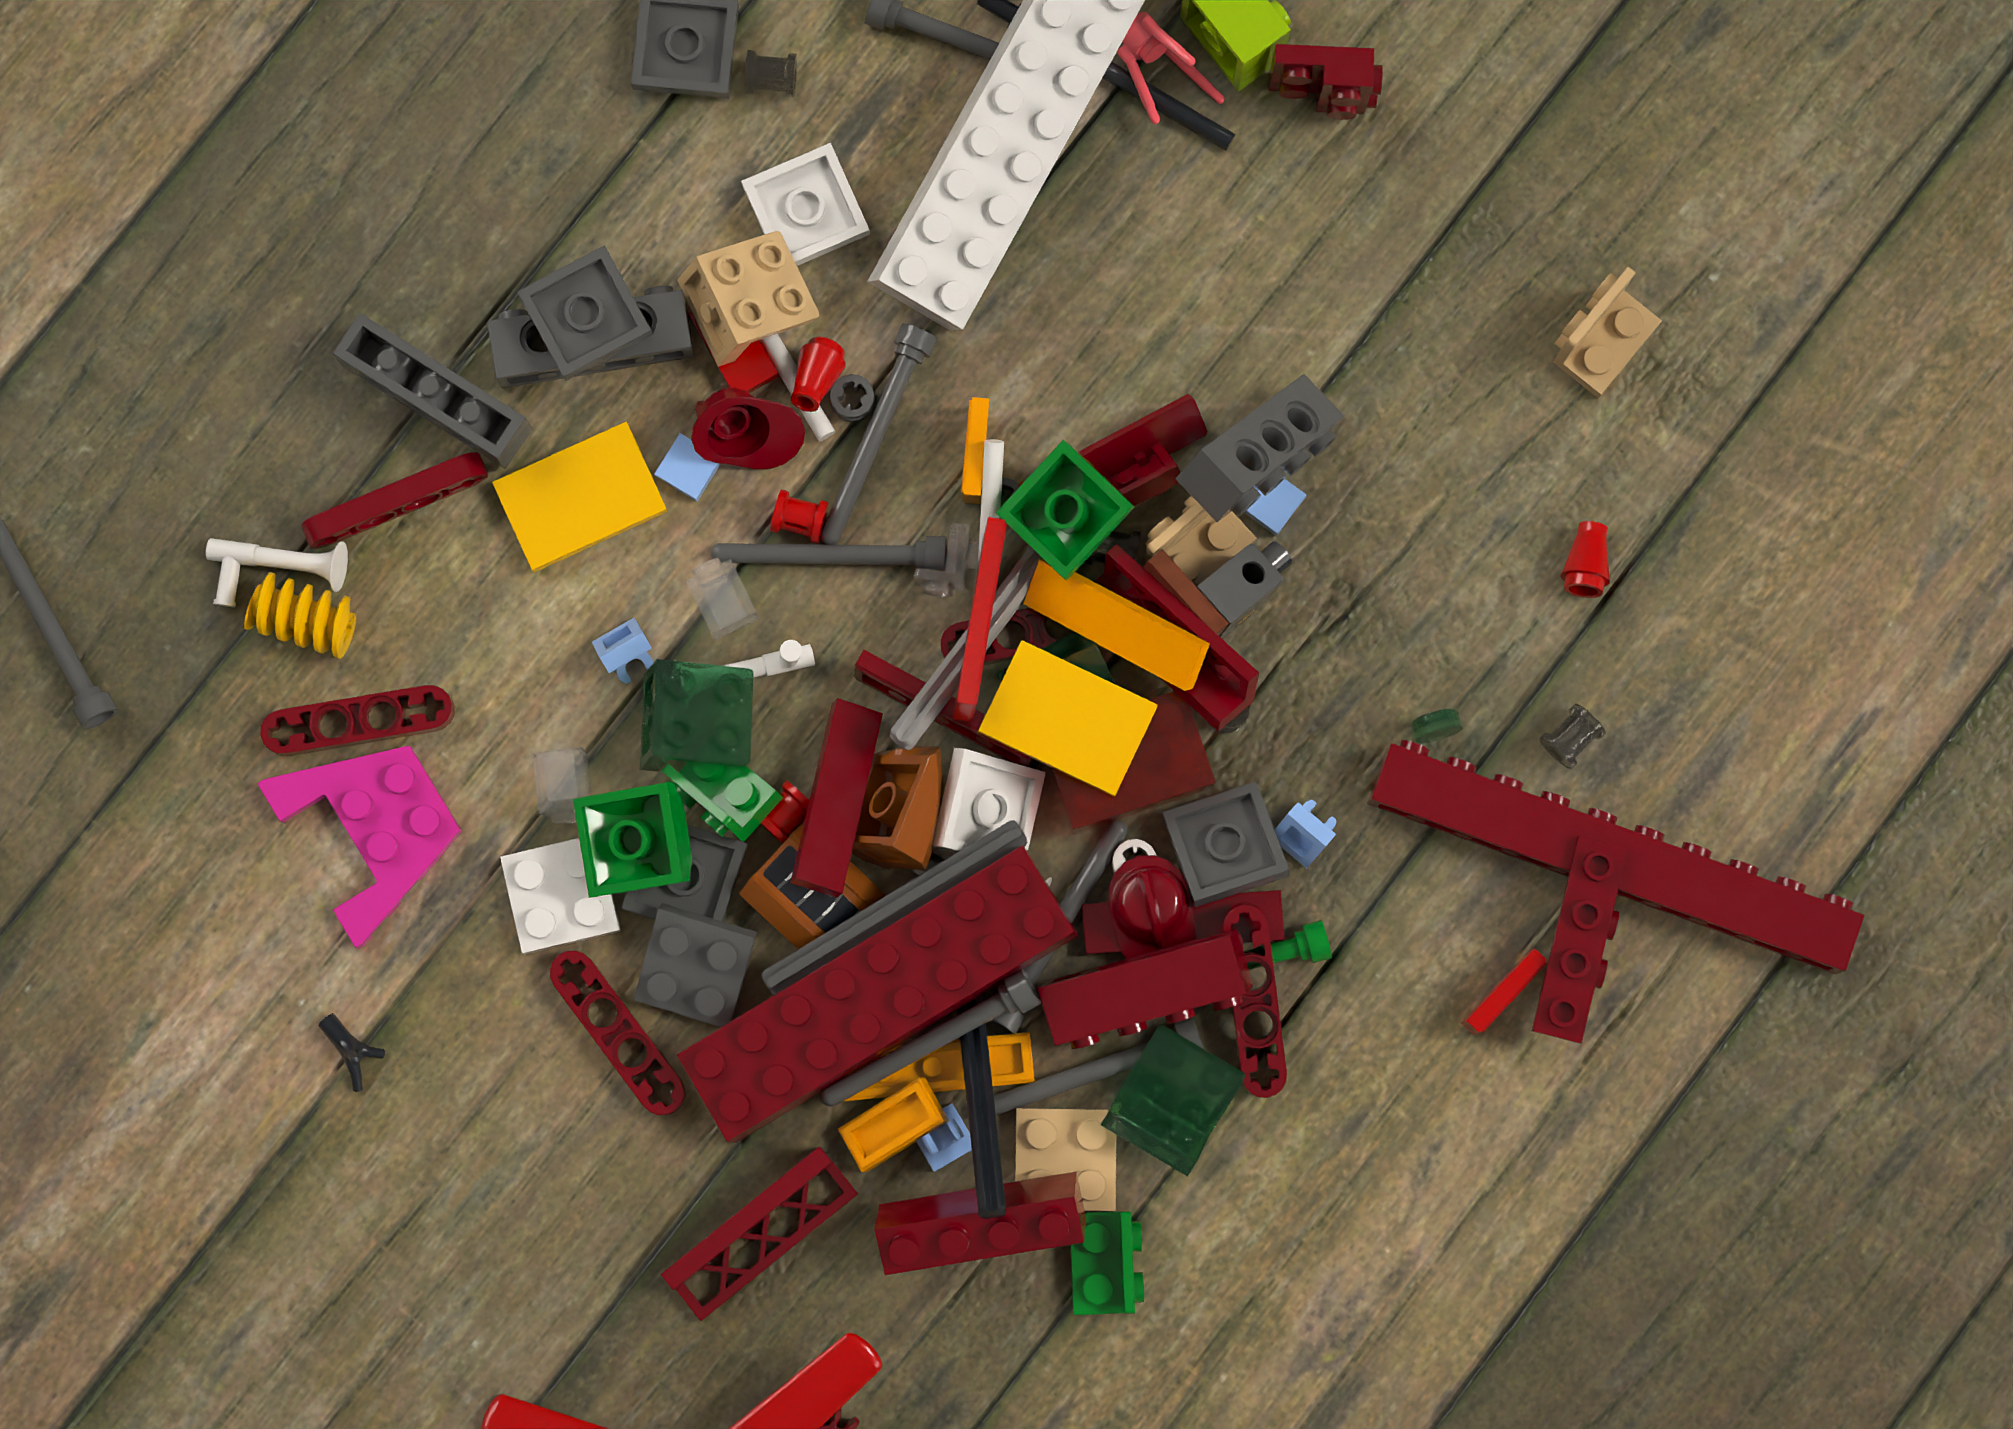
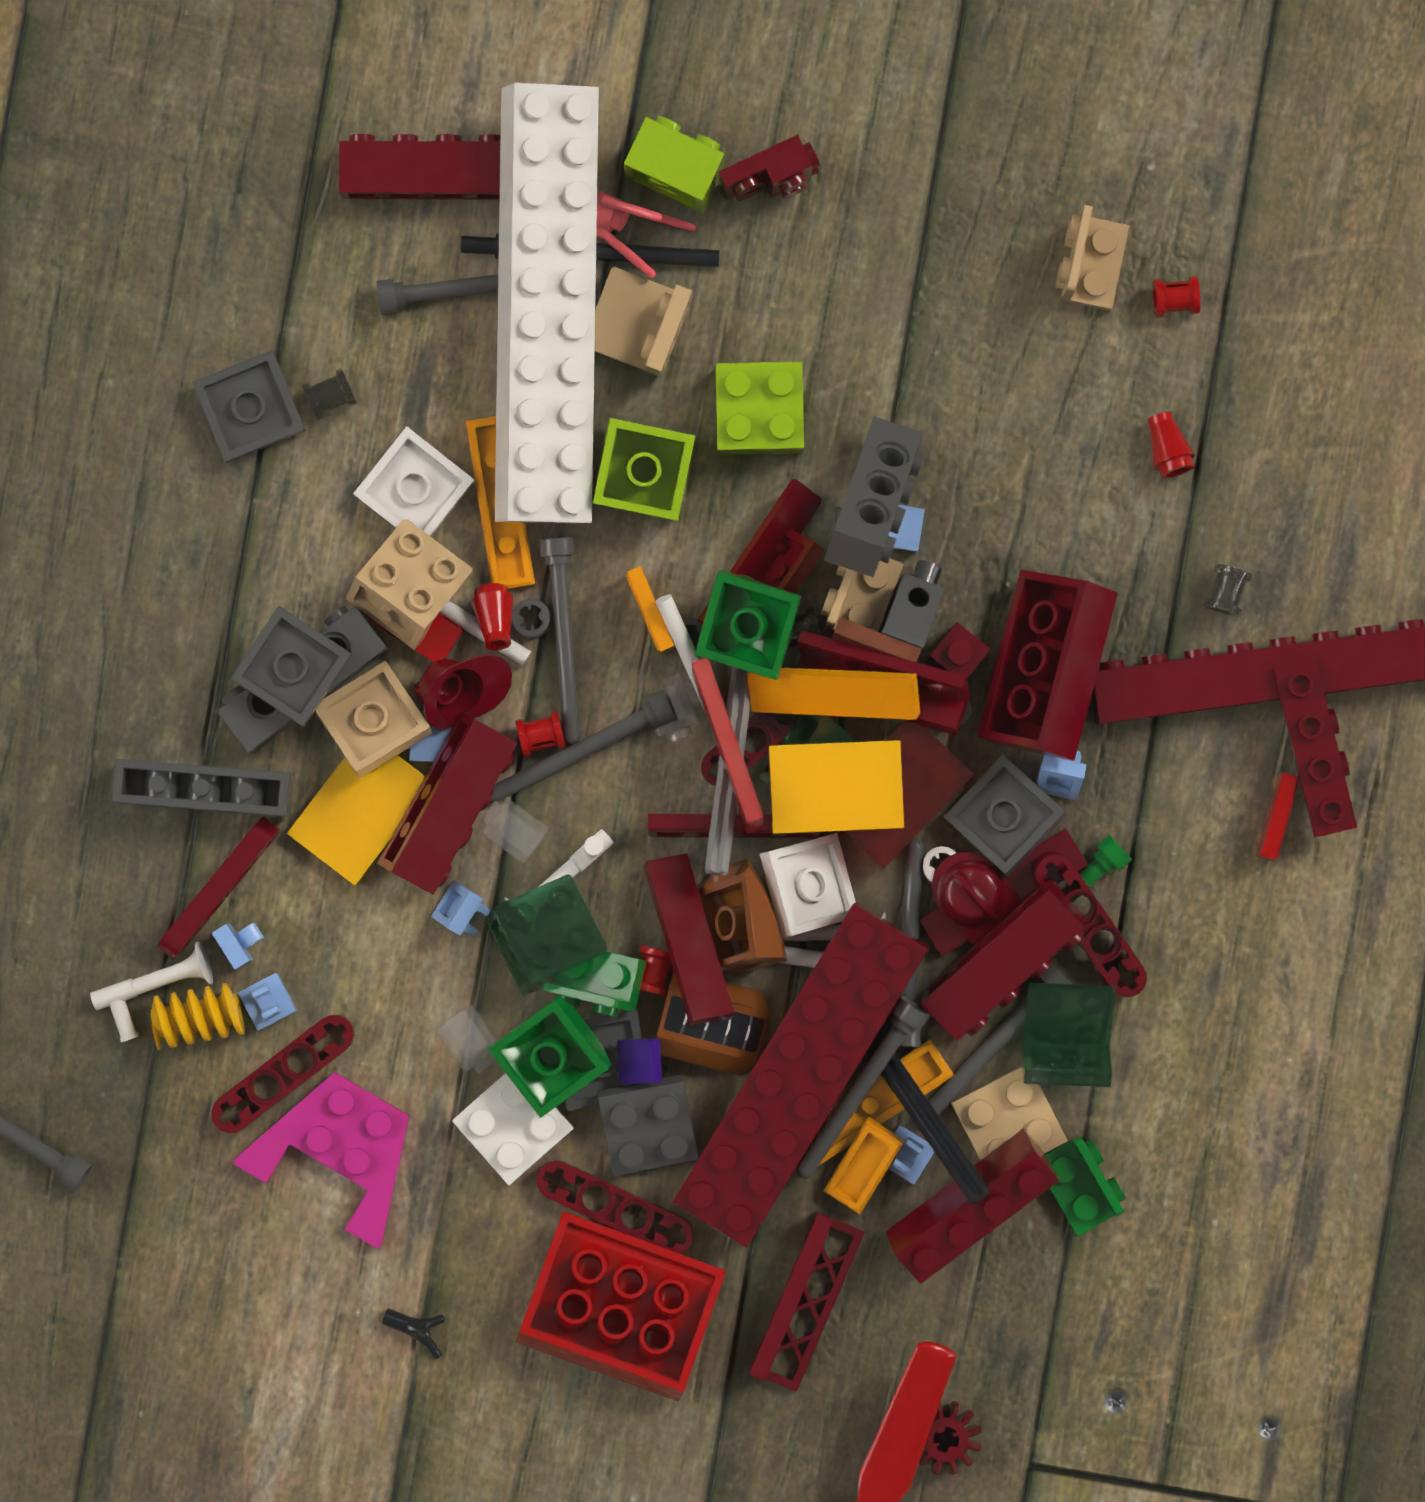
camera: 30 degrees left, 5 degrees up
(381, 565) = (236, 944): none -> light blue tile
(382, 640) = (267, 1001): none -> light blue tile
(567, 1135) = (621, 1306): none -> red slope
(638, 412) = (372, 719): none -> tan plate
(669, 535) = (448, 803): none -> dark red brick
(720, 893) = (639, 1061): none -> dark purple tile
(868, 309) = (504, 541): none -> light orange tile
(894, 906) = (778, 1001): dark grey axle -> none
(1042, 305) = (643, 469): none -> lime brick
(1118, 161) = (639, 320): none -> tan bracket
(1192, 307) = (759, 408): none -> lime brick
(1268, 653) = (959, 652): none -> dark red brick
(1349, 711) = (1047, 664): none -> dark red brick
(1436, 726) = (1120, 637): clear green tile -> none
(1672, 415) = (1176, 296): none -> red bush

